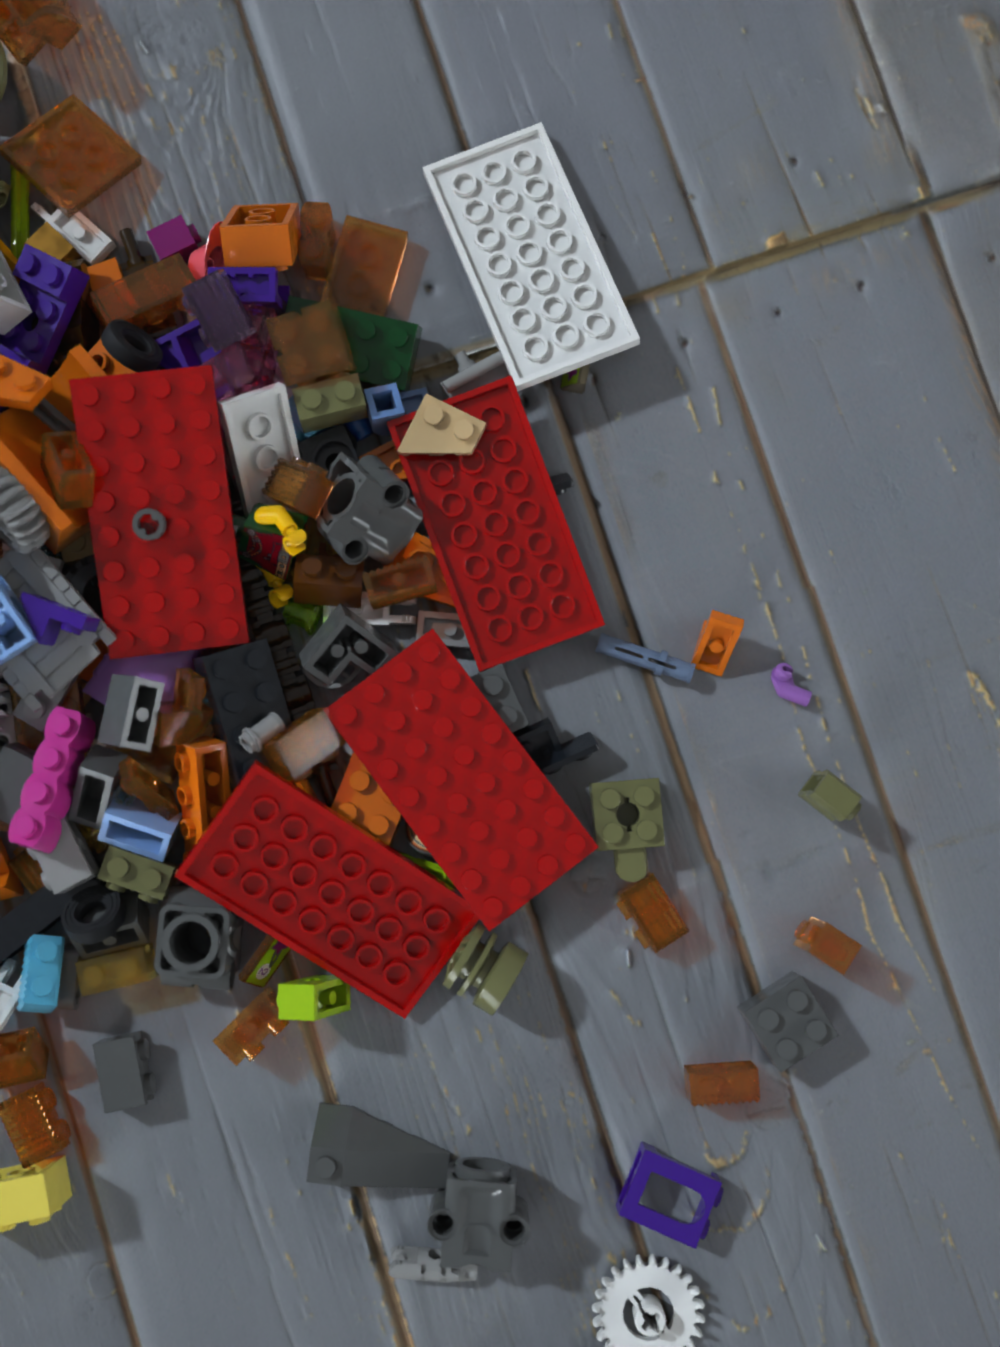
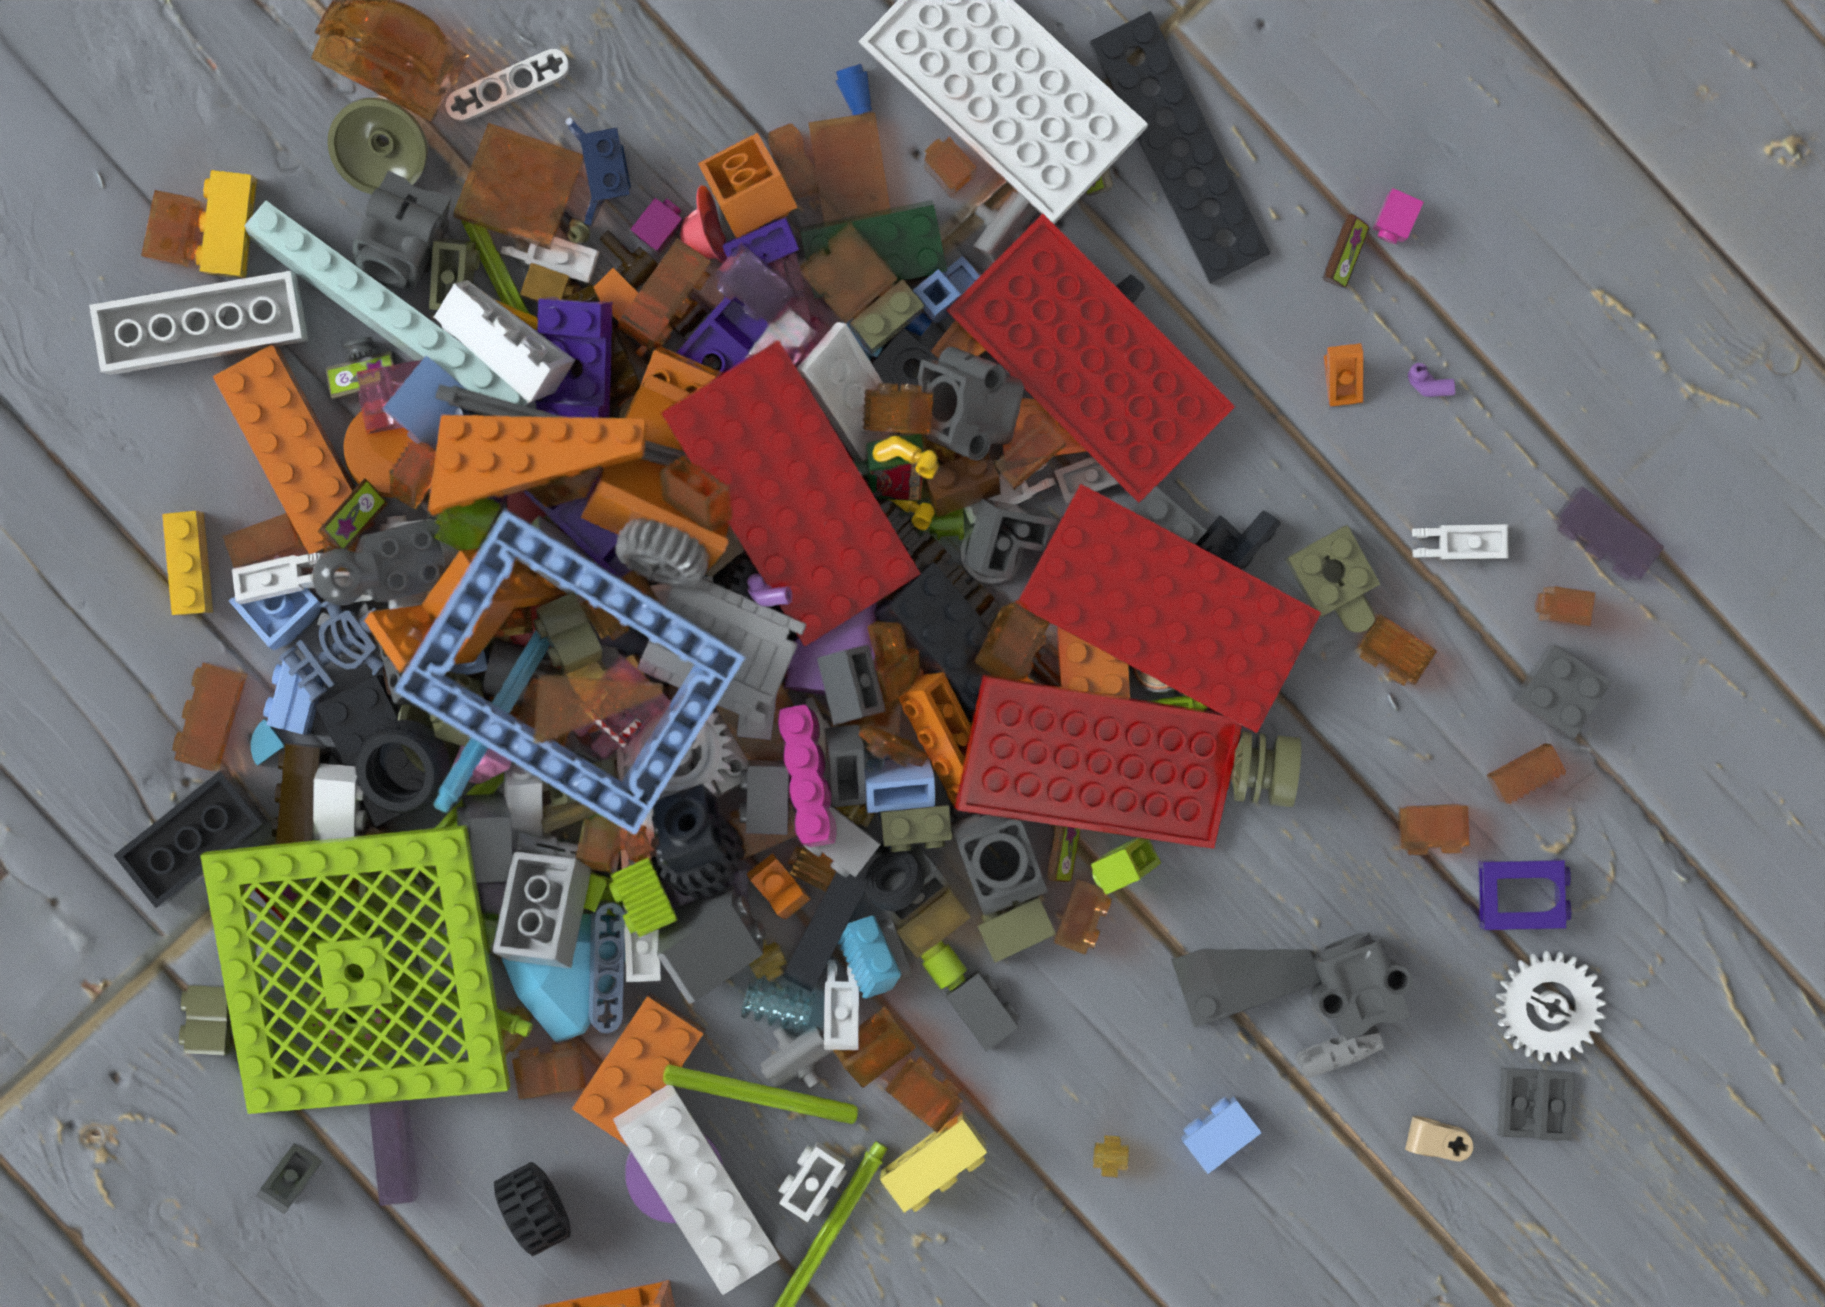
camera: 20 degrees left, 5 degrees up
(50, 616) = (739, 630): dark purple slope -> none
(92, 594) = (766, 595): none -> medium lavender arm
(102, 215) = (574, 229): none -> olive arm
(106, 79) = (505, 80): none -> white beam
(109, 1013) = (944, 966): none -> lime brick
(131, 346) = (685, 350): black tyre -> none
(149, 173) = (604, 166): none -> dark blue piece
(155, 515) = (795, 499): dark grey bush -> none
(175, 1265) = (1110, 1156): none -> clear yellow gear
(188, 1010) = (1015, 928): none -> olive brick
(262, 732) = (970, 655): light grey pin -> none
(286, 1292) = (1219, 1134): none -> light blue brick
(401, 204) = (855, 88): none -> blue cone
(441, 430) = (1003, 295): tan wing -> none
(449, 302) = (948, 165): none -> clear orange brick
(614, 1093) = (1433, 827): none -> clear orange brick
(676, 399) = (1203, 154): none -> black plate
(682, 671) = (1325, 415): sand blue pin -> none
(758, 843) = (1465, 542): none -> white hinge
(765, 537) = (1346, 251): none -> slope
(824, 526) = (1397, 216): none -> dark pink brick
(831, 796) = (1512, 469): olive brick -> none
(891, 896) = (1607, 535): none -> clear purple brick

